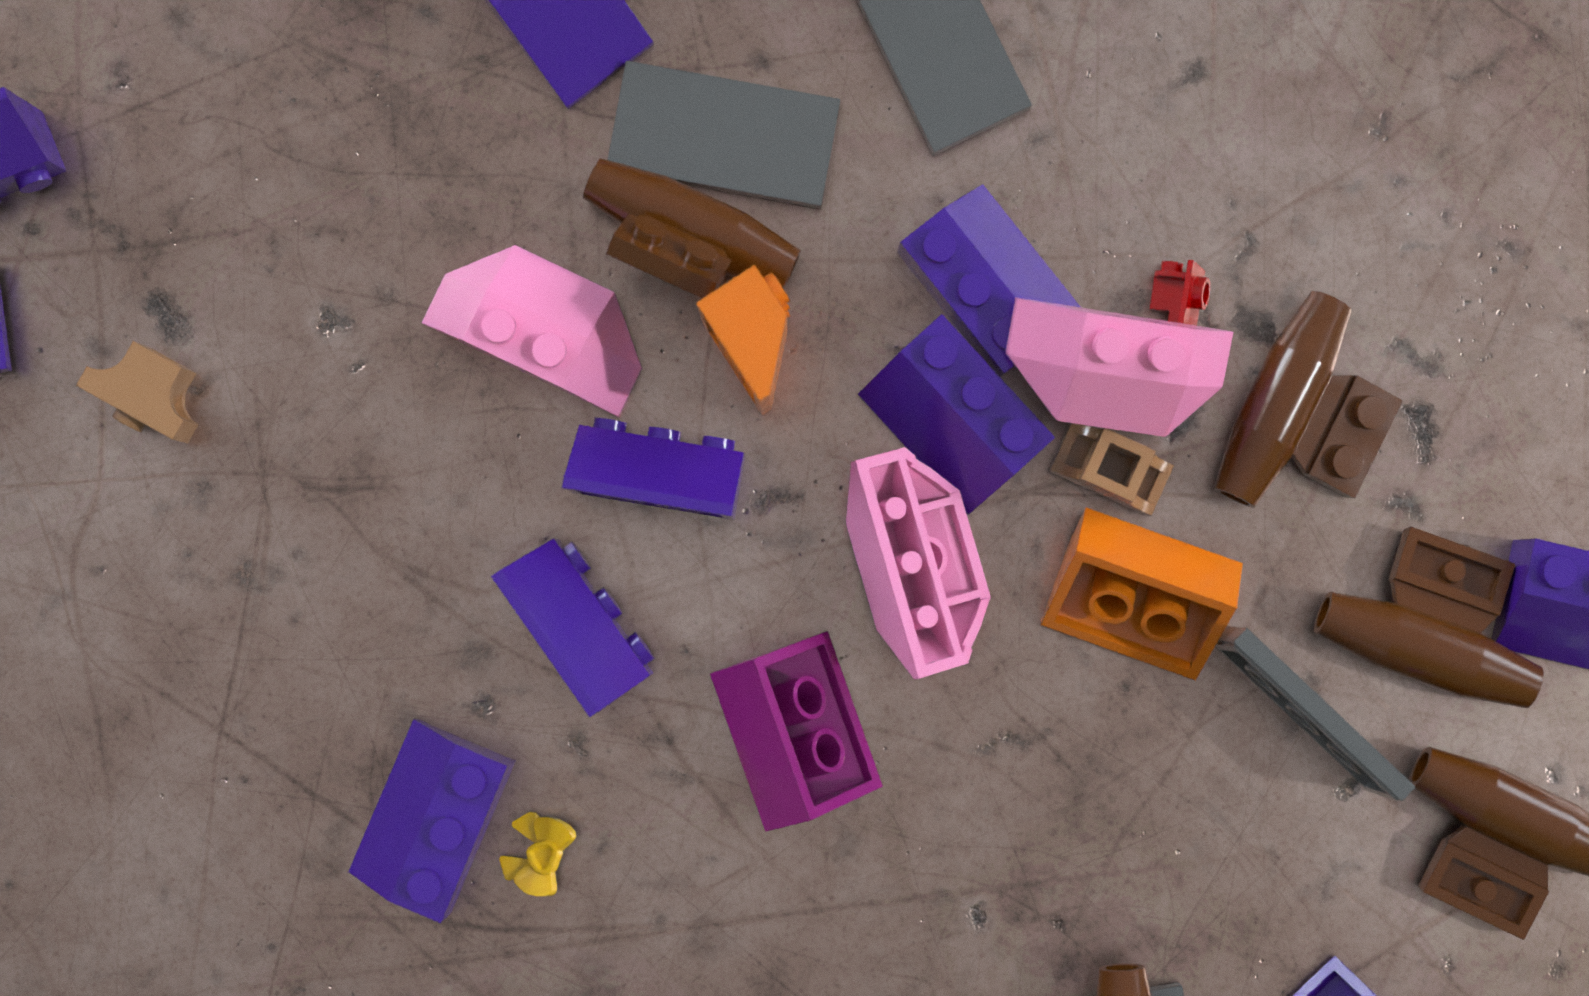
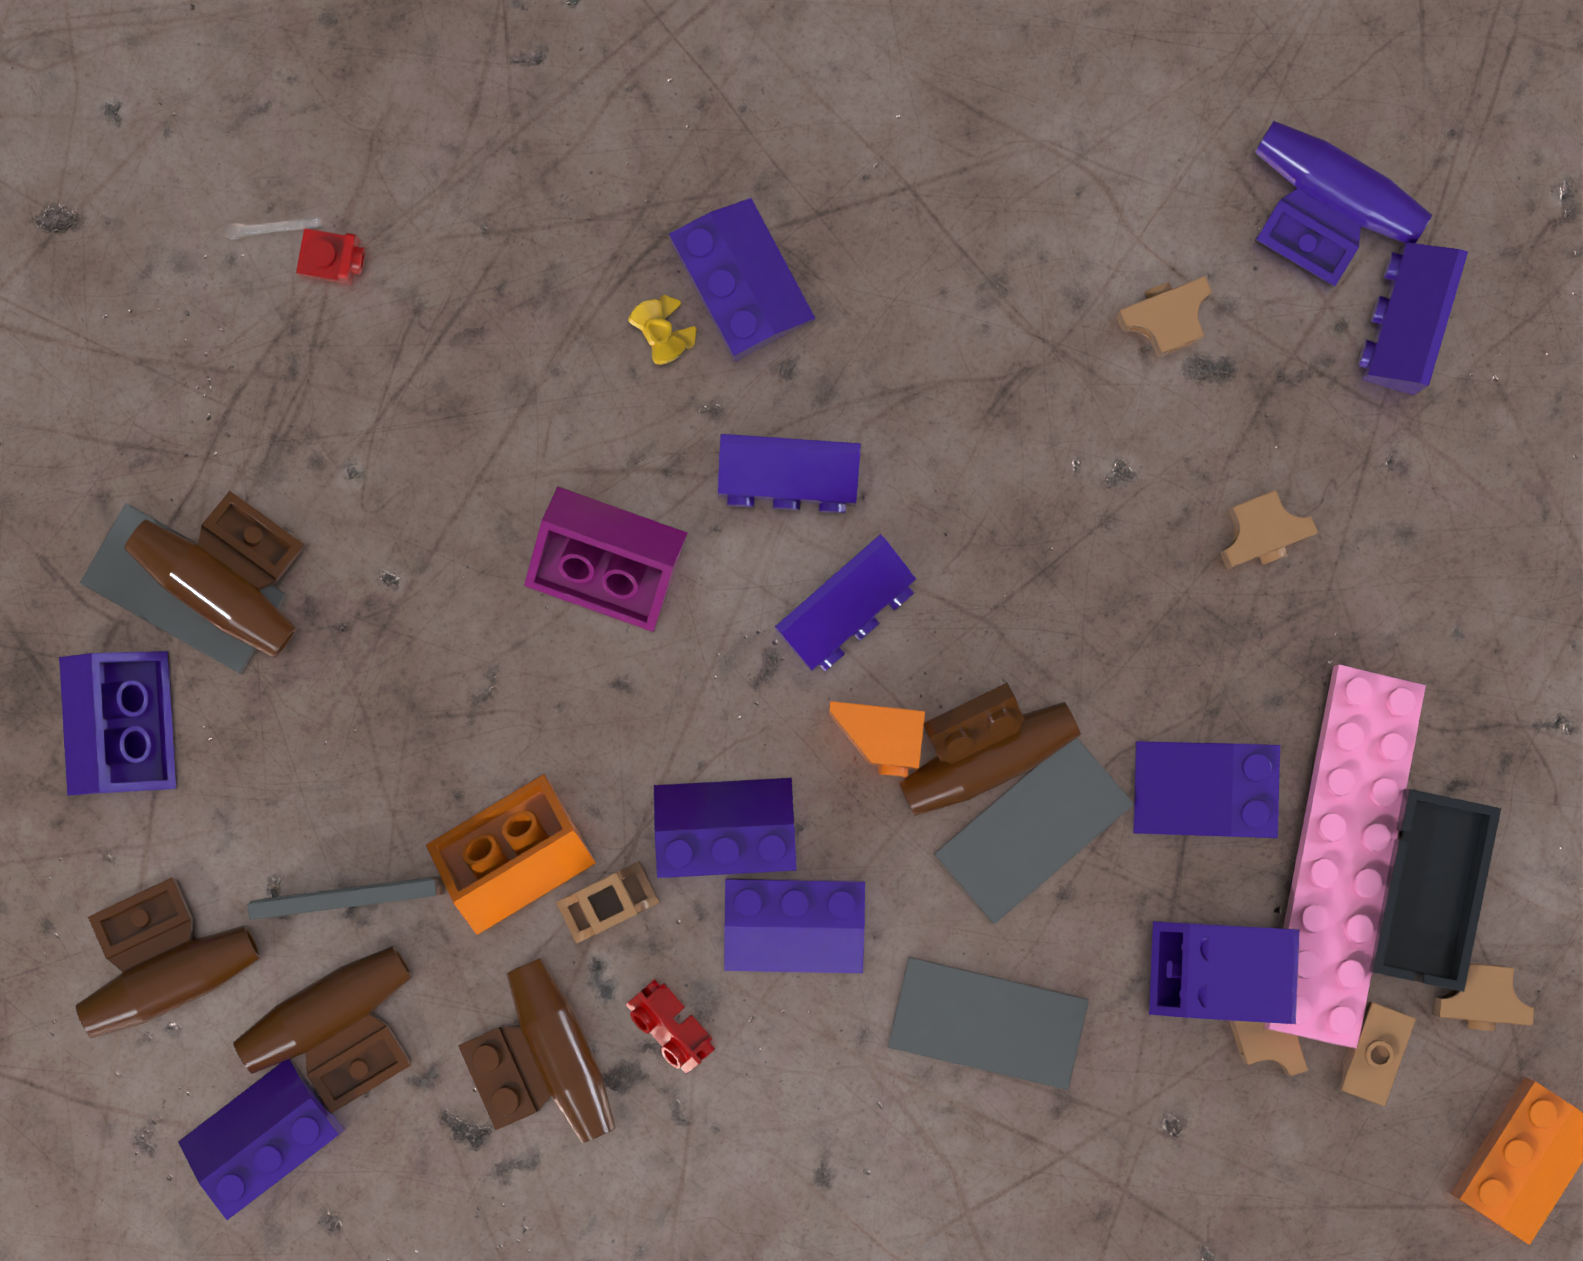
camera: 130 degrees right, 0 degrees up
(276, 143) = (1264, 530): none -> medium nougat brick
(541, 324) = (1004, 607): bright pink wedge -> none
(916, 561) = (650, 725): bright pink wedge -> none
(1116, 366) = (670, 954): bright pink wedge -> none

